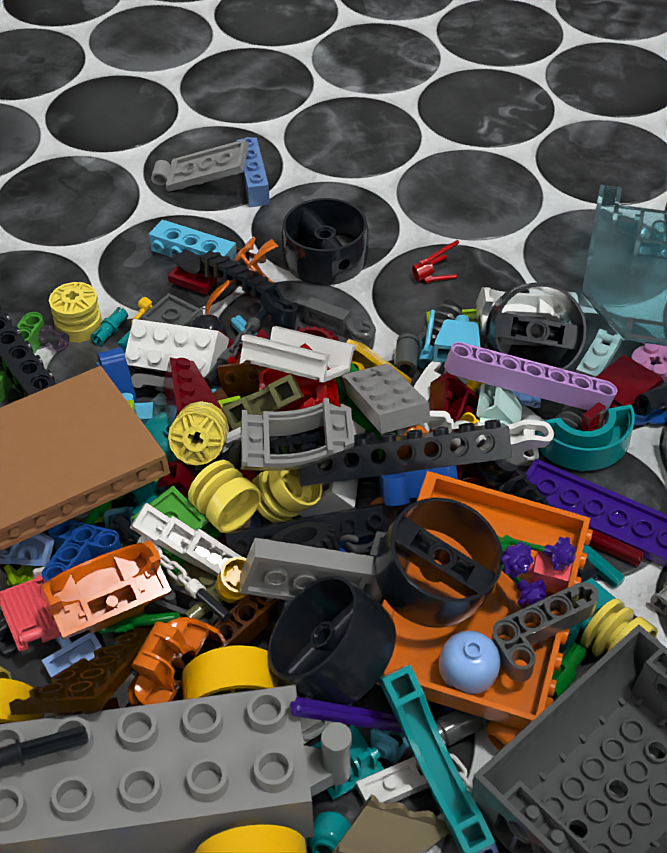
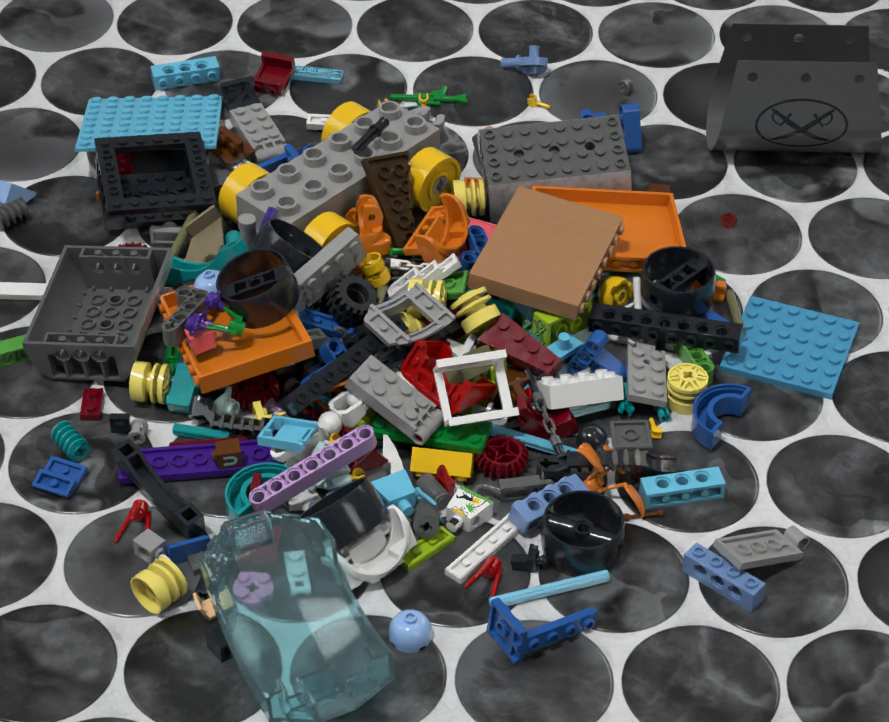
camera: 140 degrees right, 5 degrees down
(96, 336) = (646, 375): none -> light grey hinge
(104, 276) = (712, 403): none -> blue brick
(322, 283) = (529, 512): none -> medium blue brick
(385, 258) = (529, 561): none -> black piece
(389, 352) = (443, 477): none -> red plate
(394, 320) = (467, 510): none -> white torso
(398, 295) = (486, 546): none -> white tile
(407, 239) = (553, 588): none -> medium azure axle
(436, 195) = (516, 640): none -> blue bracket
(527, 429) = (292, 433): none -> medium azure container
(539, 259) = (410, 631): none -> light blue cylinder
(590, 485) = (227, 454): none -> reddish brown brick

